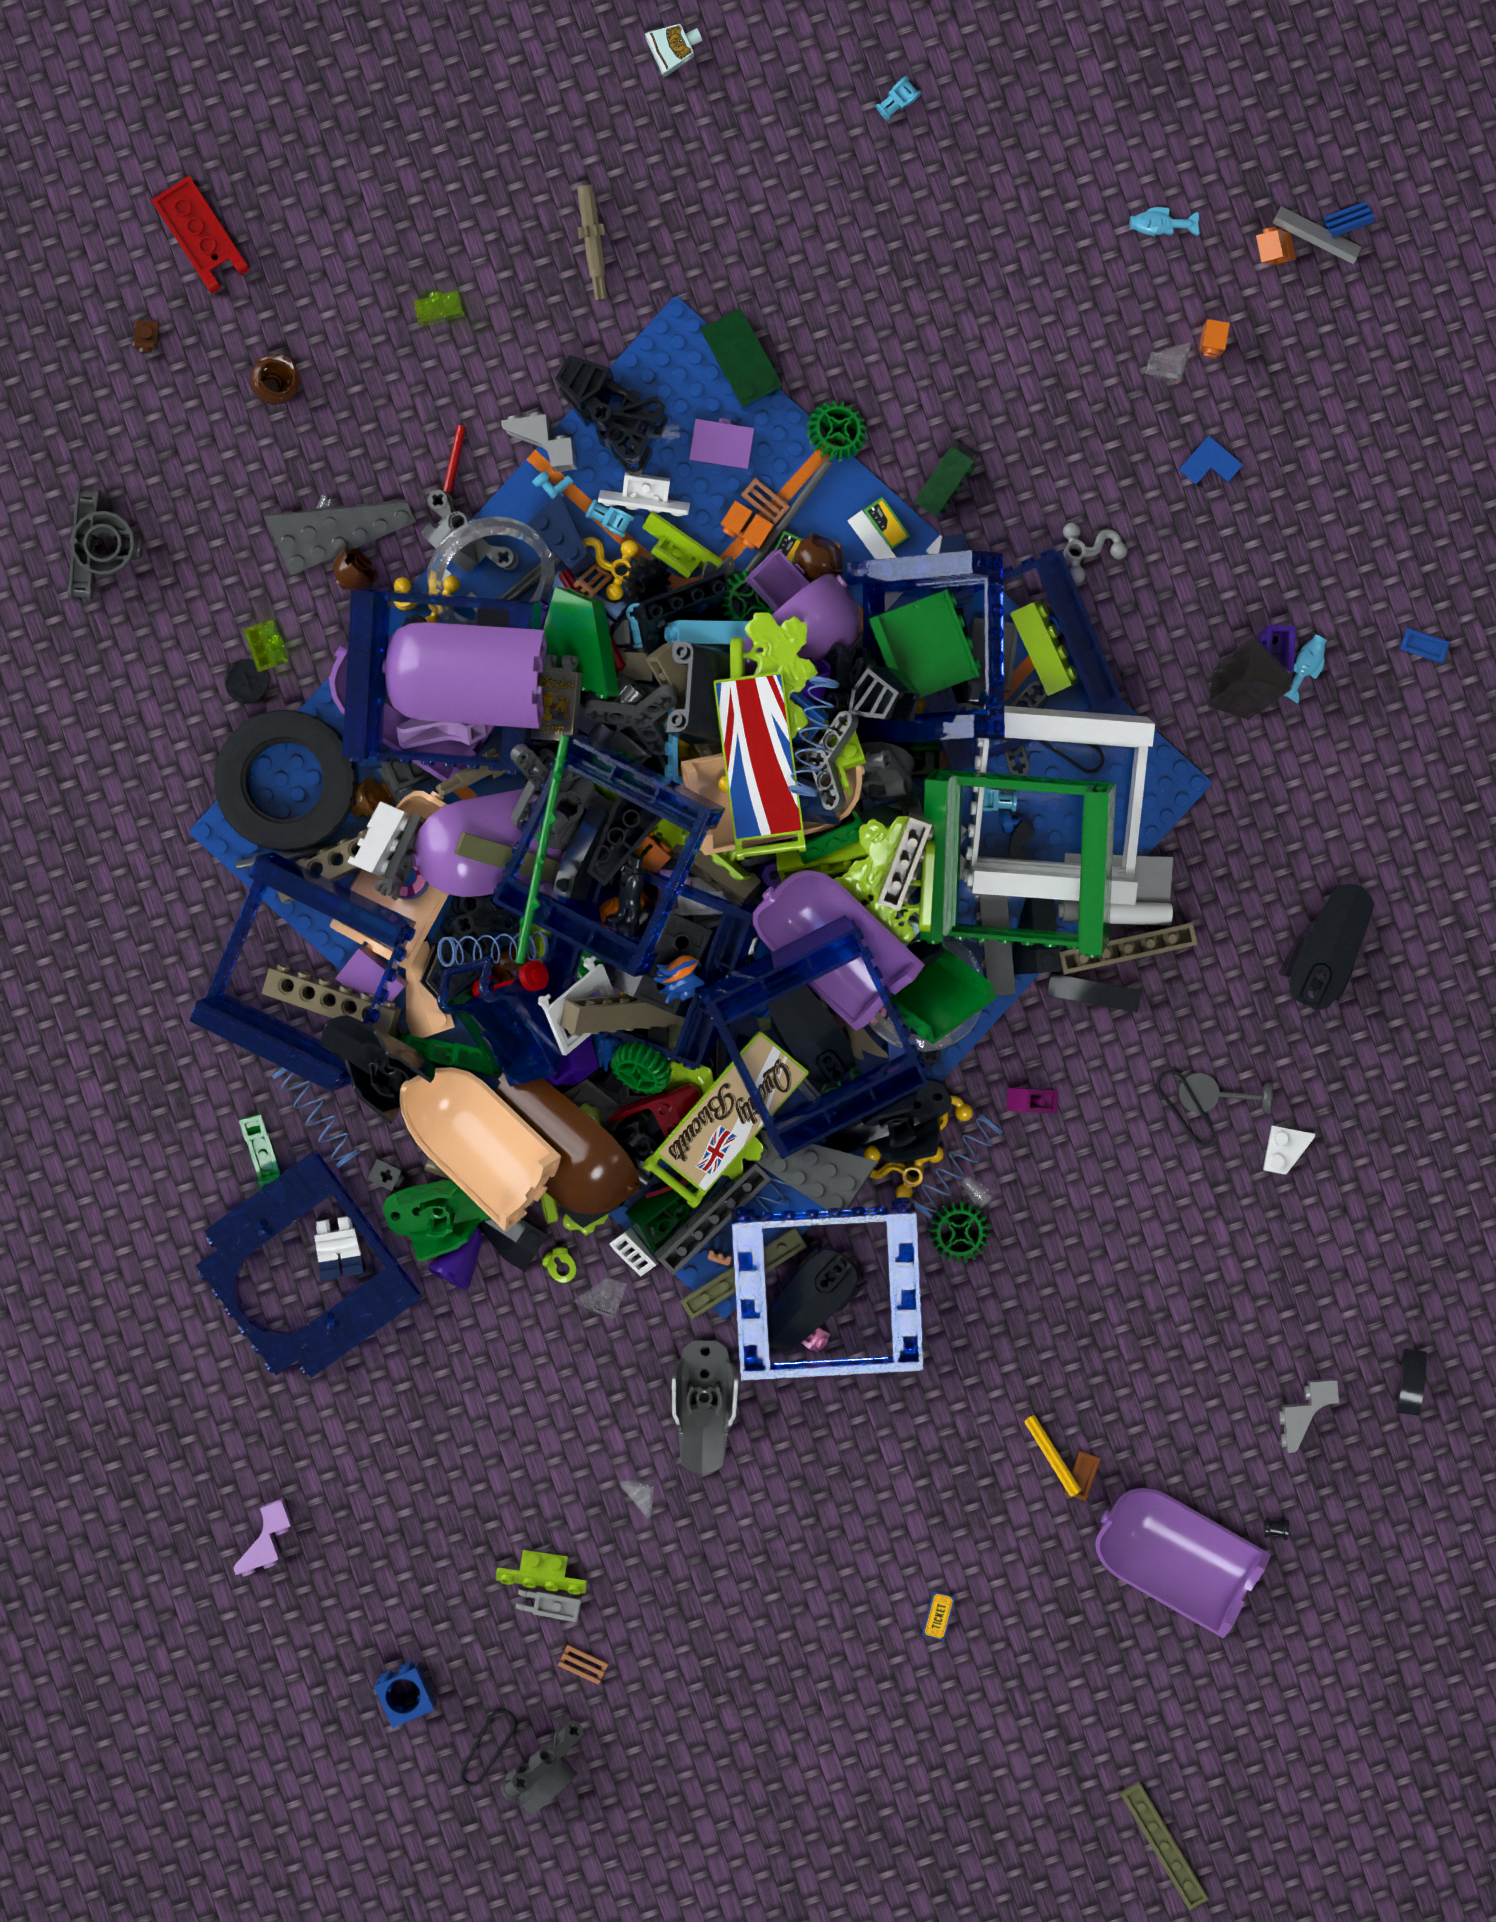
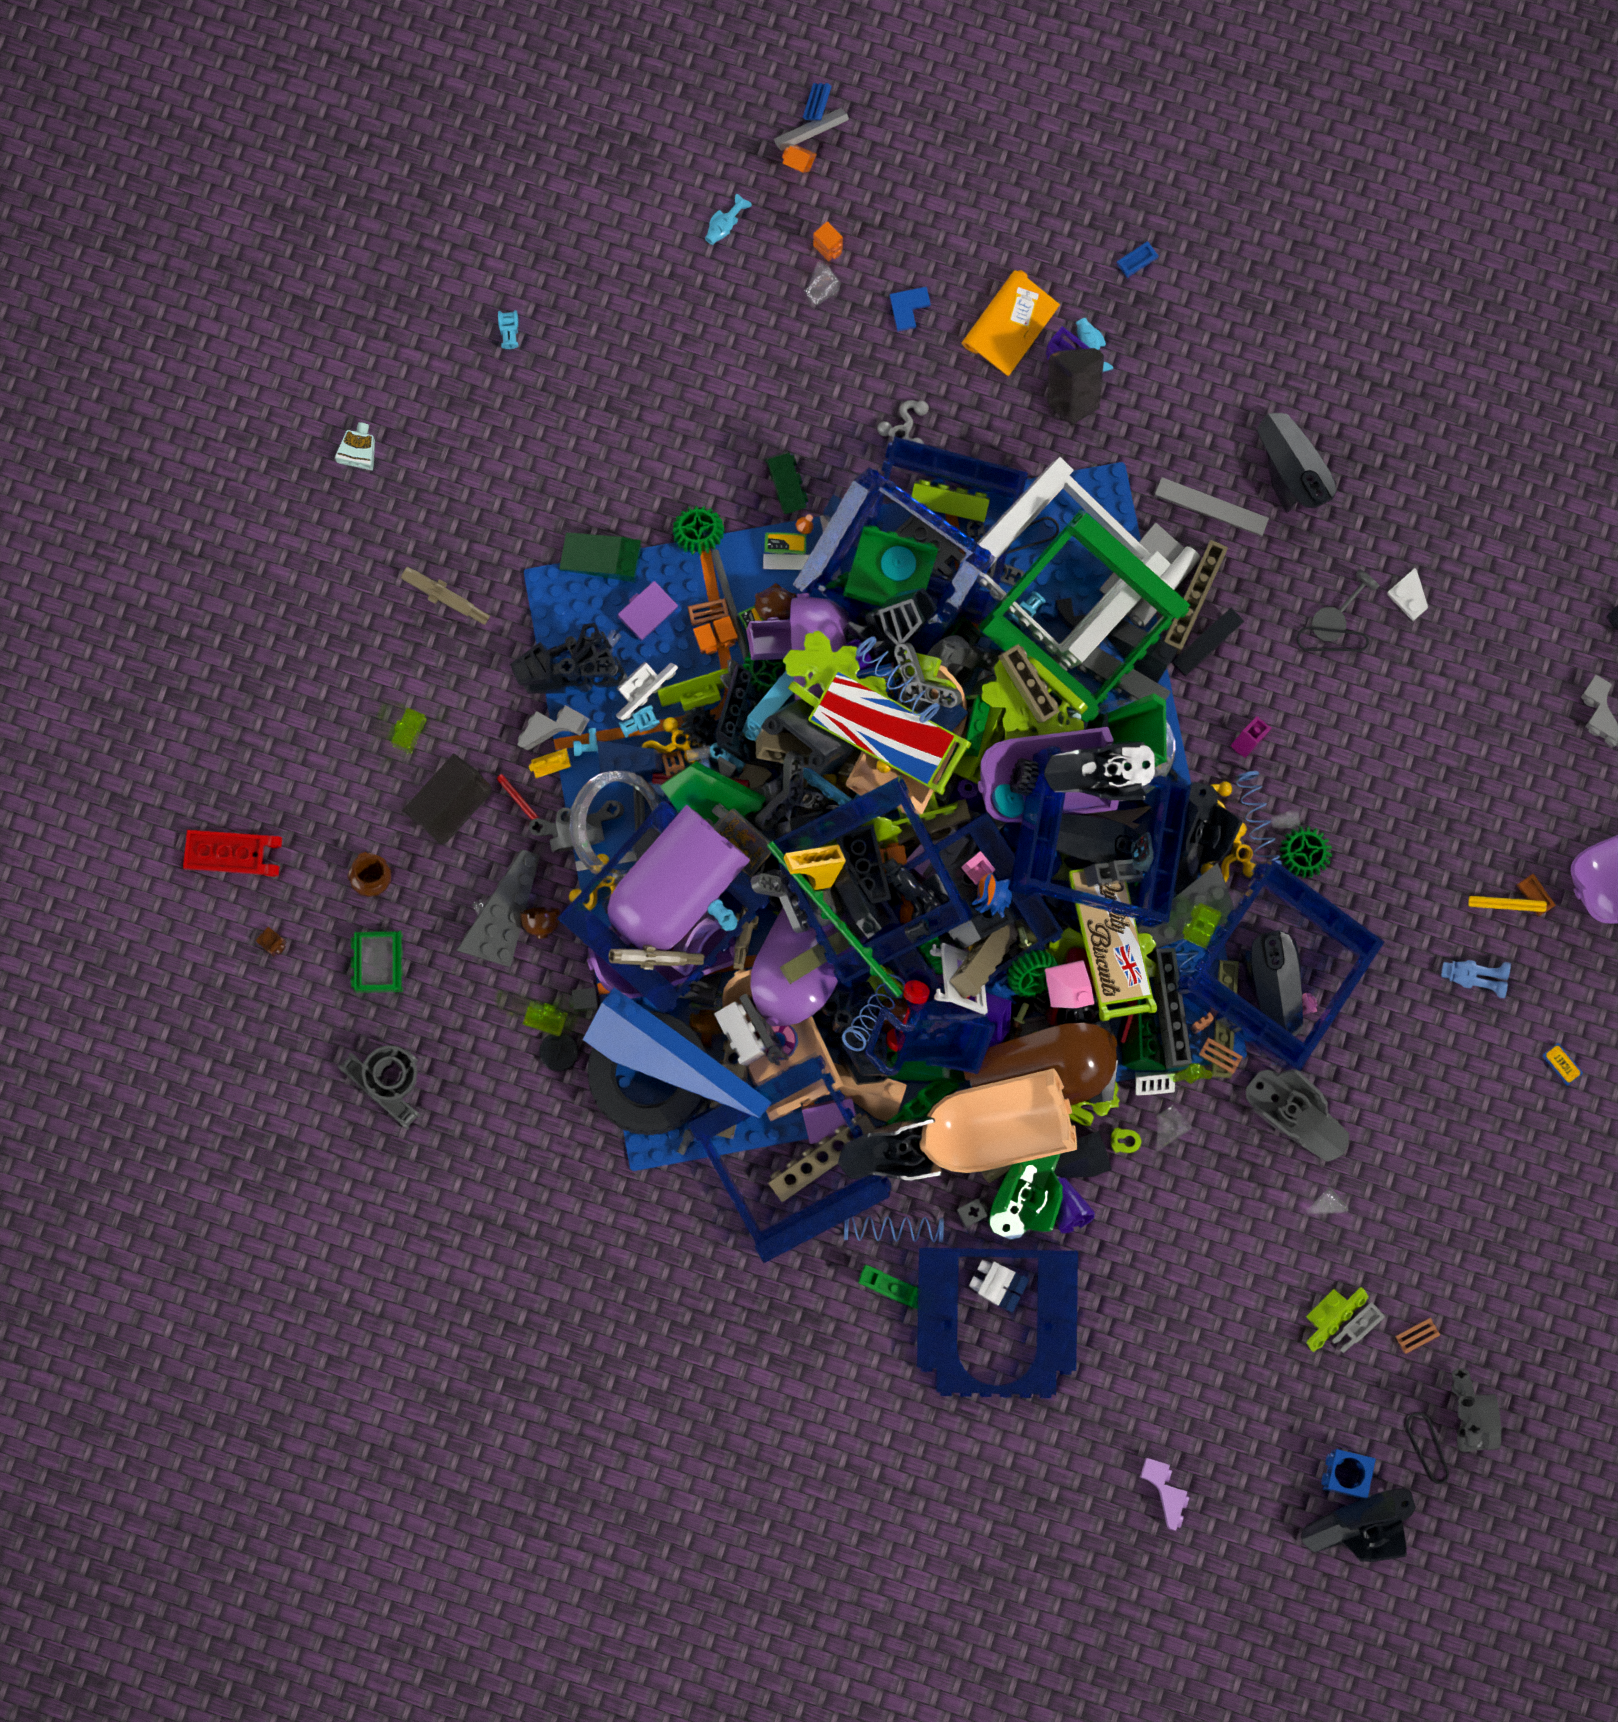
camera: 45 degrees left, 10 degrees down
(201, 449) = (377, 962): none -> window
(303, 765) = (646, 1044): none -> wedge
(311, 667) = (583, 1000): none -> dark grey brick
(369, 1748) = (1366, 1527): none -> black piece
(381, 704) = (649, 956): none -> dark tan piece
(401, 396) = (448, 799): none -> clear smoke windscreen
(472, 741) = (725, 917): none -> medium azure connector
(508, 464) = (550, 763): none -> yellow hinge
(582, 796) = (819, 864): none -> yellow arch
(587, 935) = (917, 930): none -> black bush
(593, 1085) = (1019, 1019): none -> yellowish green piece
(618, 597) = (699, 753): none -> clear pin
(652, 1111) = (1069, 985): none -> bright pink slope
(667, 1282) = (1192, 1073): none -> clear neon green plate
(668, 1038) = (1024, 942): none -> yellowish green piece
(696, 944) = (977, 867): none -> bright pink panel
(703, 1295) = (1235, 1063): none -> nougat tile
(781, 925) = (1008, 802): none -> teal piece
(791, 1072) = (1111, 873): none -> dark grey slope
(806, 1191) = (1202, 925): none -> clear neon green brick
(814, 923) = (1024, 777): none -> black tyre
(831, 1085) = (1142, 852): none -> slope
(869, 994) = (1102, 772): none -> black piece
(887, 604) = (840, 581): none -> green bar
(918, 527) = (805, 524): none -> orange rock
(938, 648) = (898, 563): none -> teal piece
(958, 1464) = (1466, 975): none -> medium blue piece
(1230, 898) = (1211, 507): none -> light grey tile
(1265, 566) = (1002, 326): none -> light orange door

